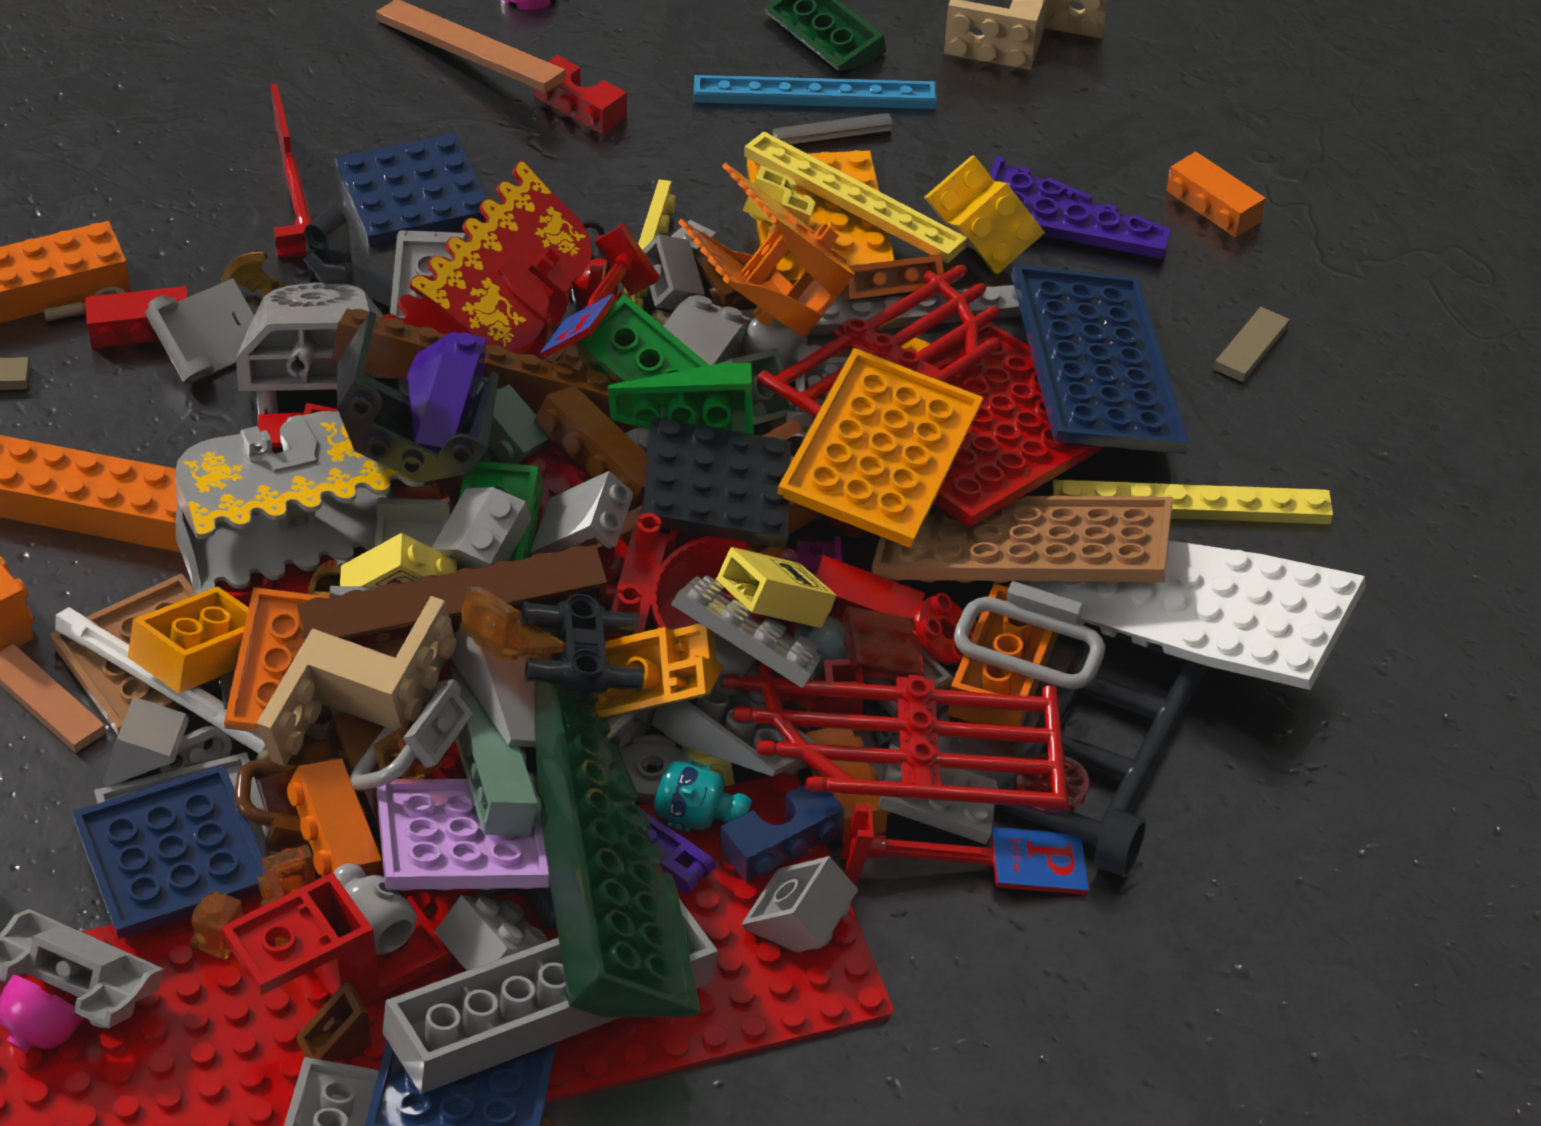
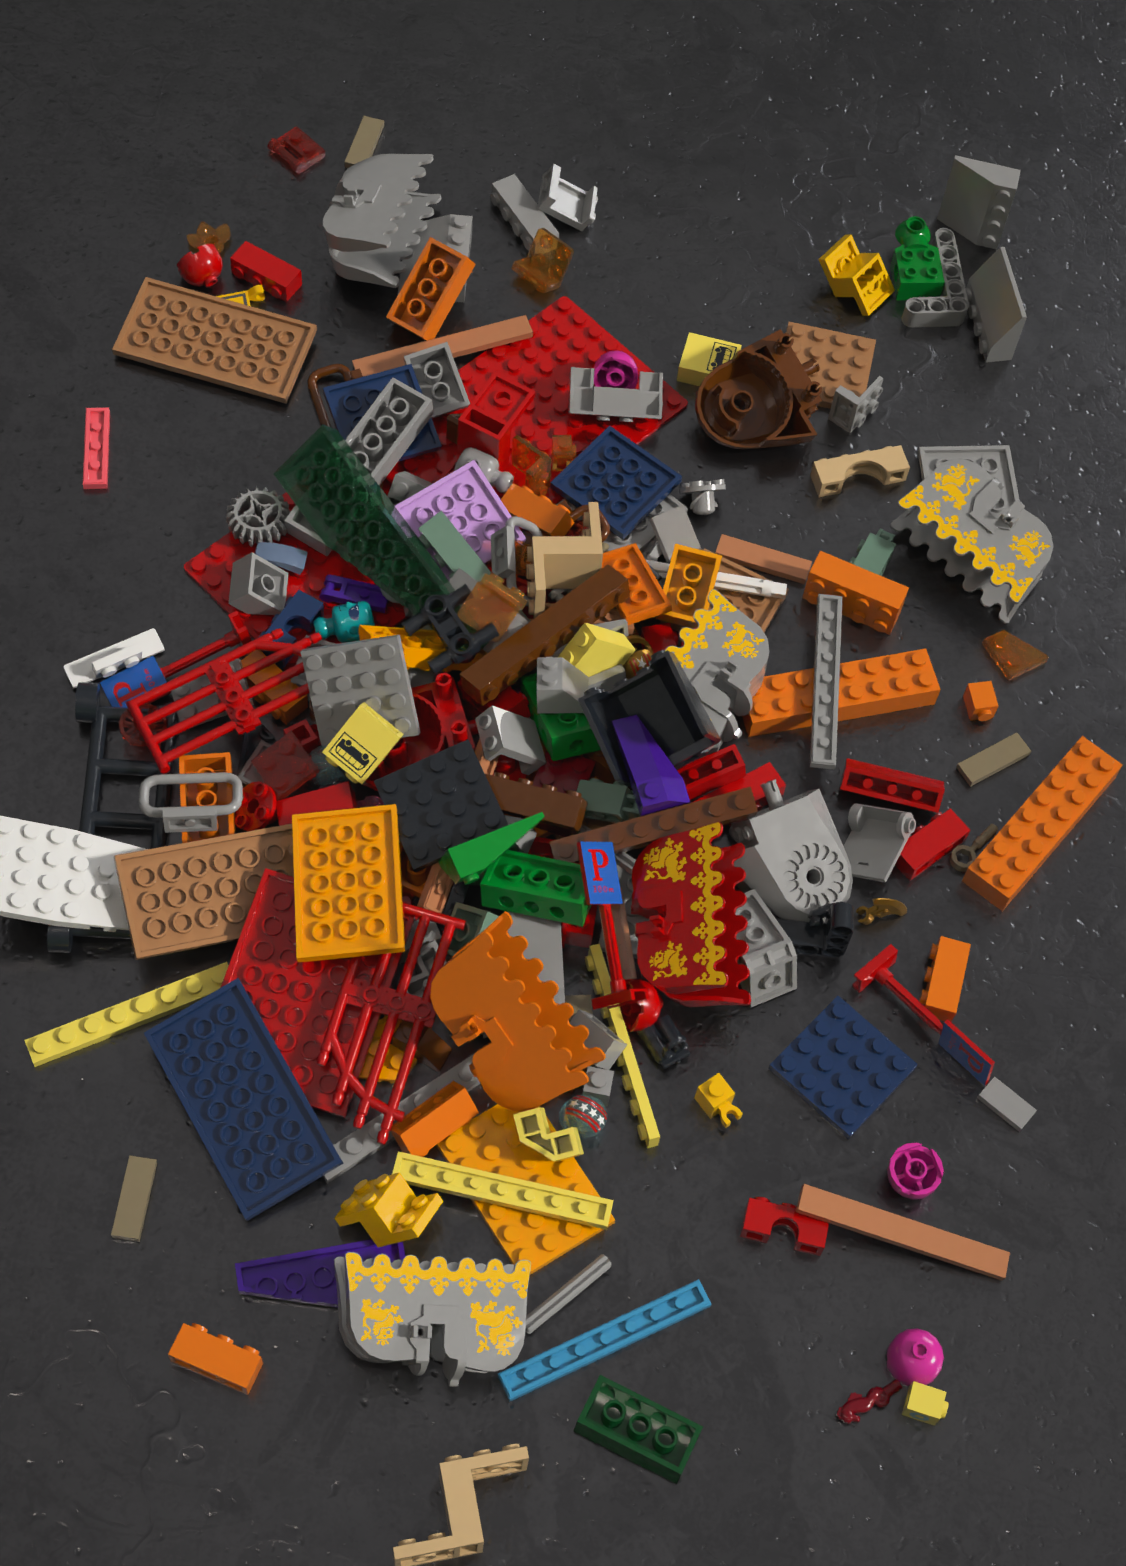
camera: 150 degrees right, 15 degrees up
(49, 795) = (702, 495): none -> light grey plate
(111, 481) = (826, 682): none -> light grey tile
(129, 376) = (892, 785): none -> red brick
(239, 205) = (945, 977): none -> orange brick
(262, 101) = (1006, 1104): none -> light grey tile
(420, 72) = (915, 1171): none -> dark pink cylinder
(574, 193) = (716, 1098): none -> yellow brick
(729, 223) = (585, 1113): none -> clear light blue helmet
(747, 937) = (282, 556): none -> sand blue slope
(771, 1011) = (260, 528): none -> light grey gear
(964, 112) = (466, 1312): none -> light grey animal
(1055, 896) = (113, 658): none -> white bracket

